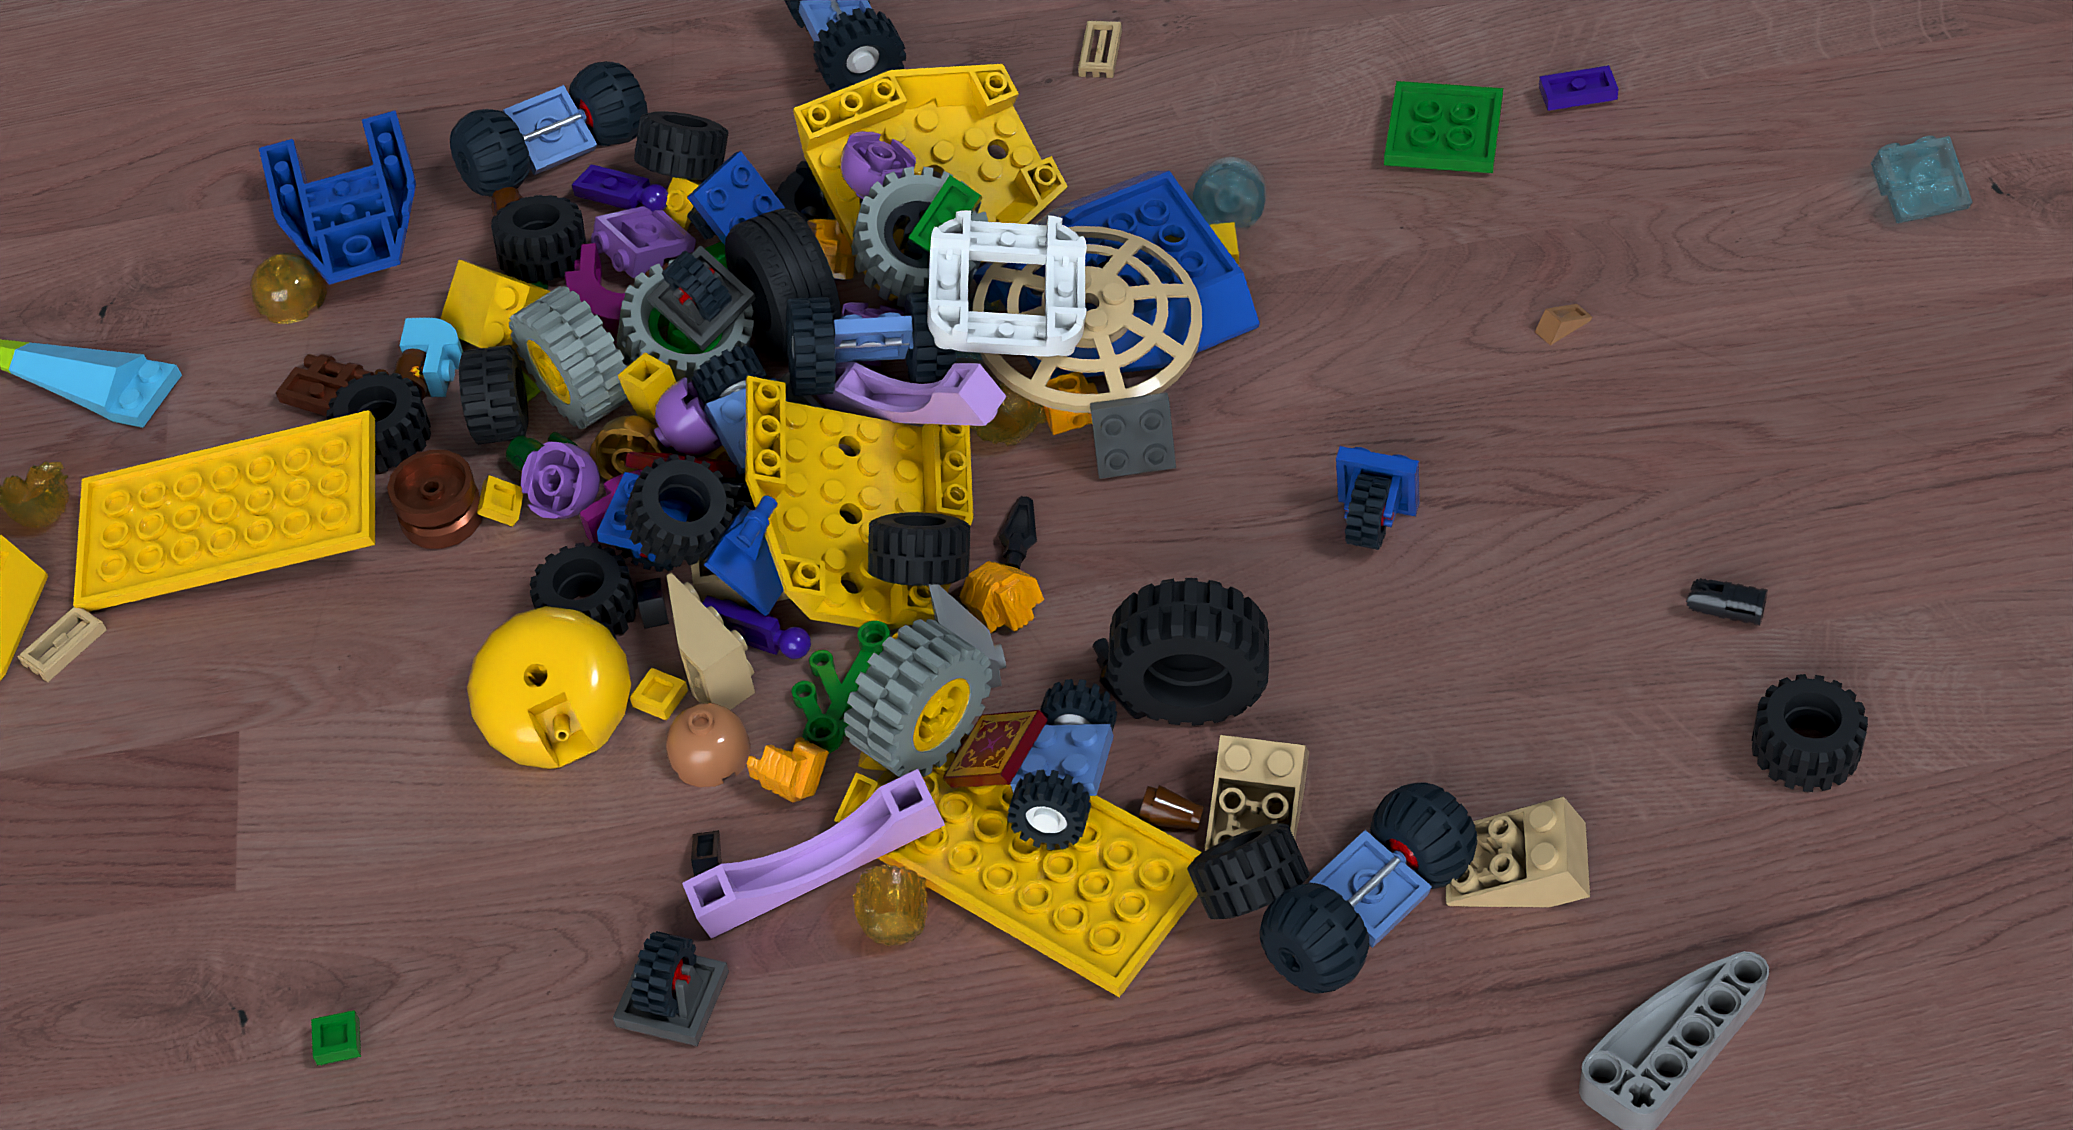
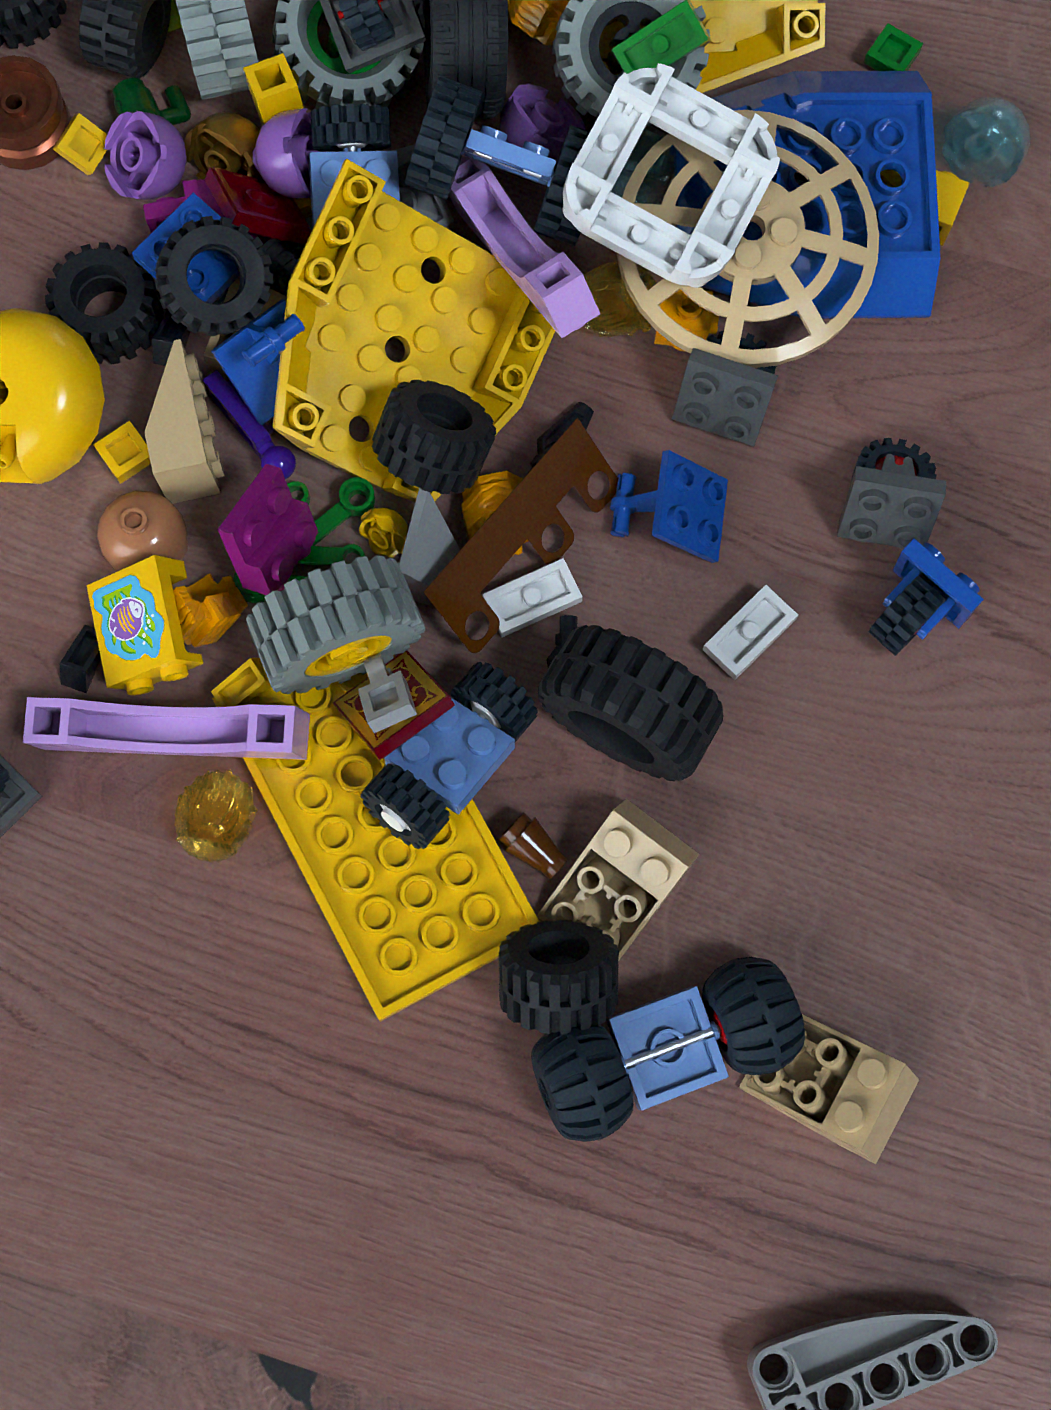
camera: 20 degrees right, 25 degrees up
(749, 796) = (141, 625): none -> yellow panel
(820, 676) = (267, 532): none -> magenta plate
(989, 735) = (386, 697): none -> light grey plate
(1018, 582) = (519, 518): none -> reddish brown piece
(1062, 642) = (533, 597): none -> white plate
(1120, 169) = (893, 50): none -> green plate
(1142, 517) = (685, 506): none -> blue plate
(1258, 575) = (750, 632): none -> white plate
(1305, 445) = (892, 496): none -> dark grey plate

